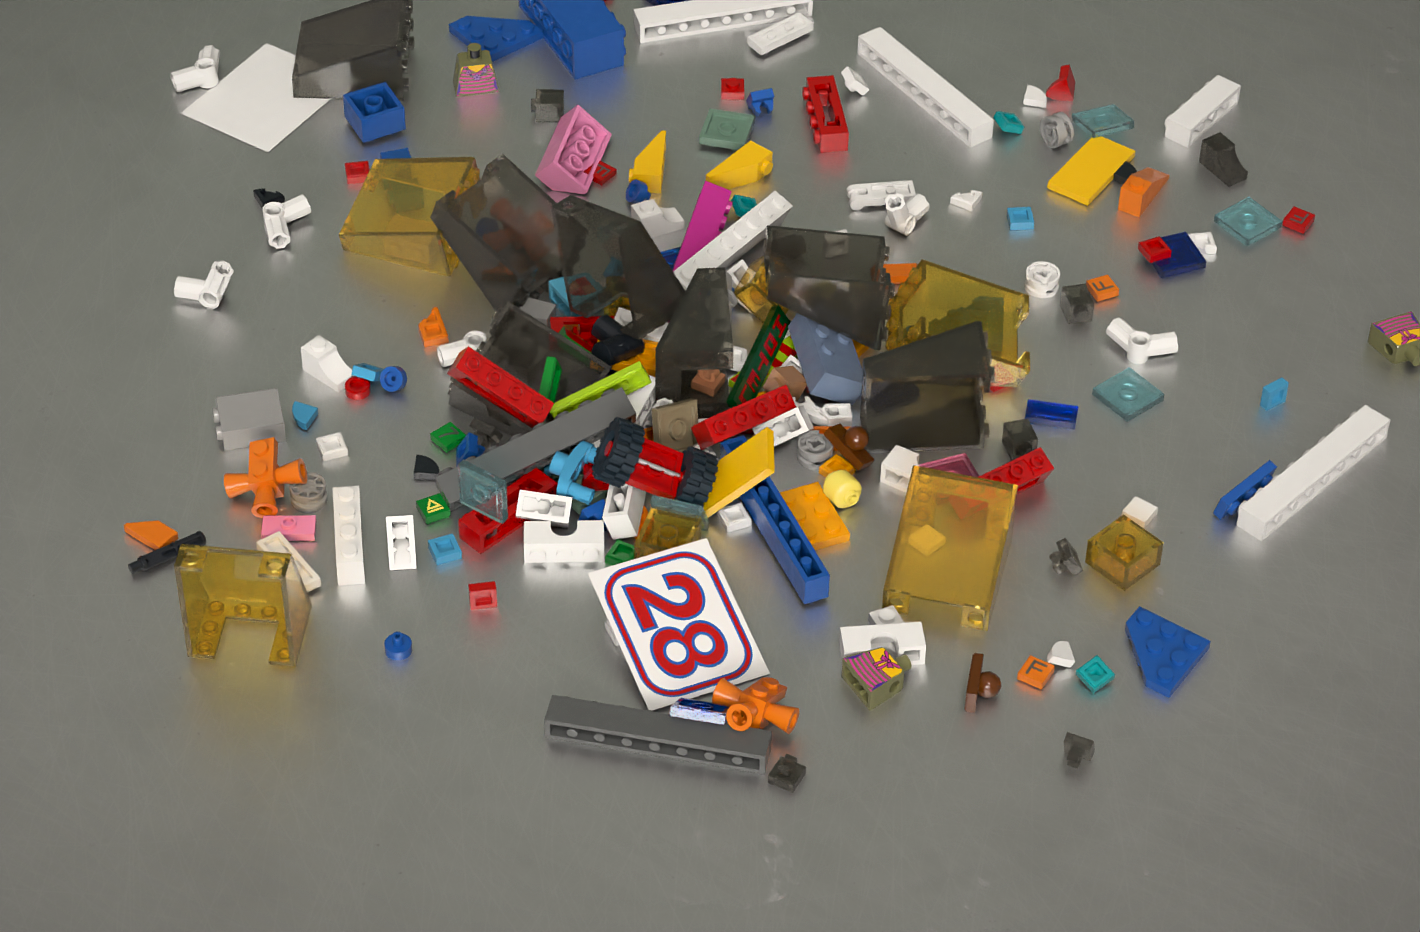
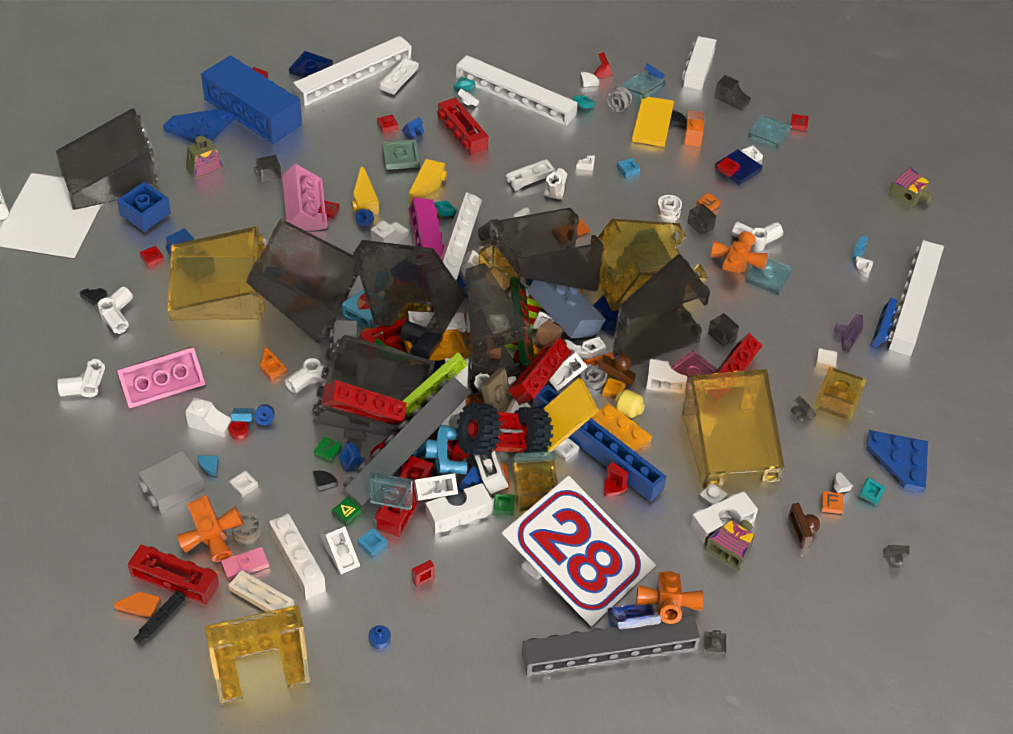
camera: 25 degrees left, 5 degrees up
(201, 510) = (173, 573): none -> red brick
(296, 305) = (160, 377): none -> bright pink slope
(551, 379) = (389, 382): green tile -> none
(773, 570) = (616, 481): none -> red tile
(861, 64) = (465, 84): none -> teal tile
(1051, 414) = (729, 304): clear blue tile -> none
(1097, 357) = (739, 254): none -> orange brick
(1130, 107) = (653, 71): none -> blue plate
(1189, 491) = (850, 333): none -> clear purple tile
(1269, 418) = (863, 266): none -> white tile

